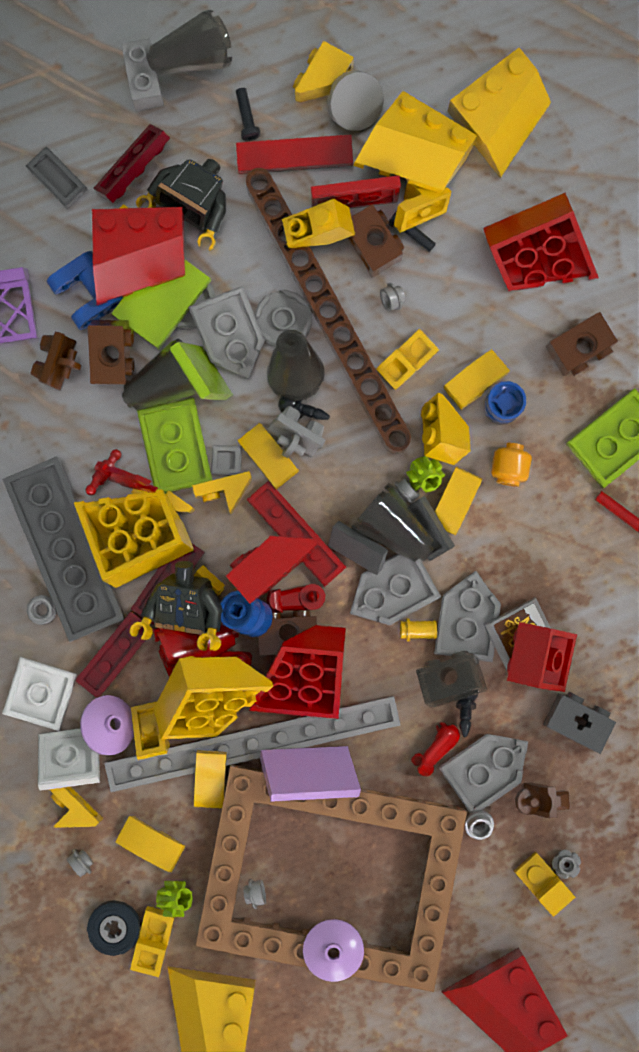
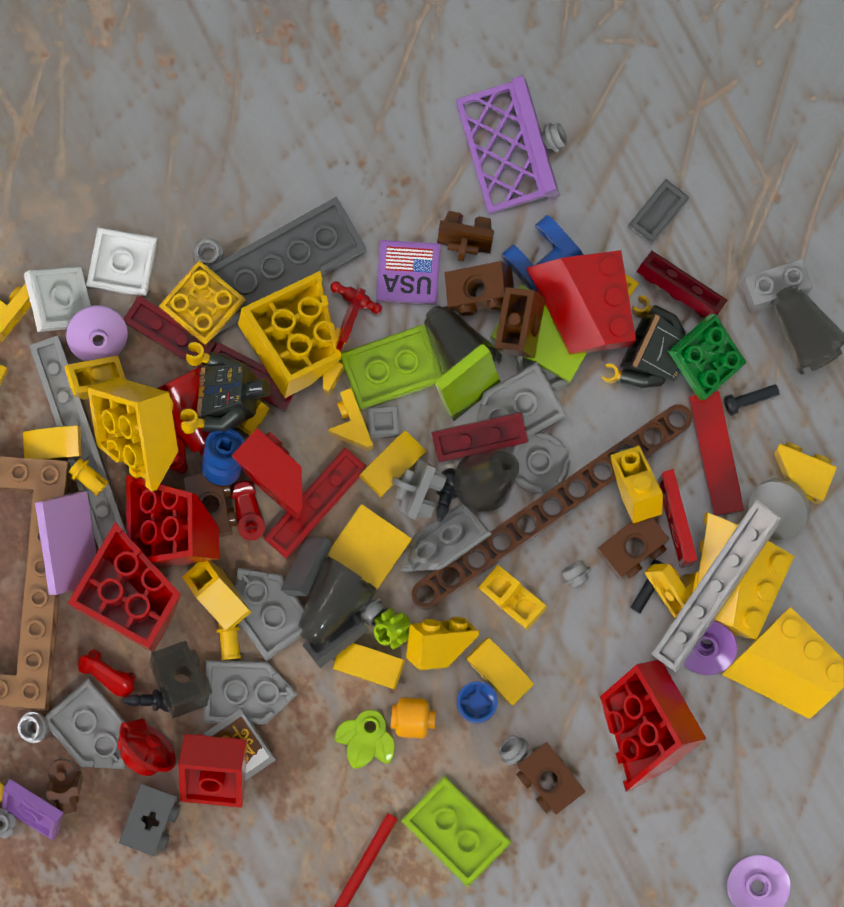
camera: 85 degrees right, 5 degrees down
(85, 420) = (408, 272): none -> tile
(90, 619) = (202, 303): none -> yellow tile
(149, 315) = (520, 322): none -> reddish brown brick
(203, 147) = (707, 356): none -> green tile
(247, 747) = (88, 476): none -> yellow pin
(253, 369) = (480, 436): none -> dark red plate
(345, 487) = (369, 546): none -> yellow tile
(350, 413) = (445, 540): none -> light grey tile
(365, 721) = (126, 592): none -> red wedge
(375, 635) = (217, 594): none -> yellow slope
(424, 161) = (717, 586): none -> light grey tile
(484, 185) = (713, 657): none -> medium lavender dish
(513, 719) = (145, 748): none -> red piece
(529, 511) = (364, 743): none -> lime plate
(551, 375) = (513, 750): none -> light grey plate
(560, 833) = (32, 810): none -> medium lavender tile

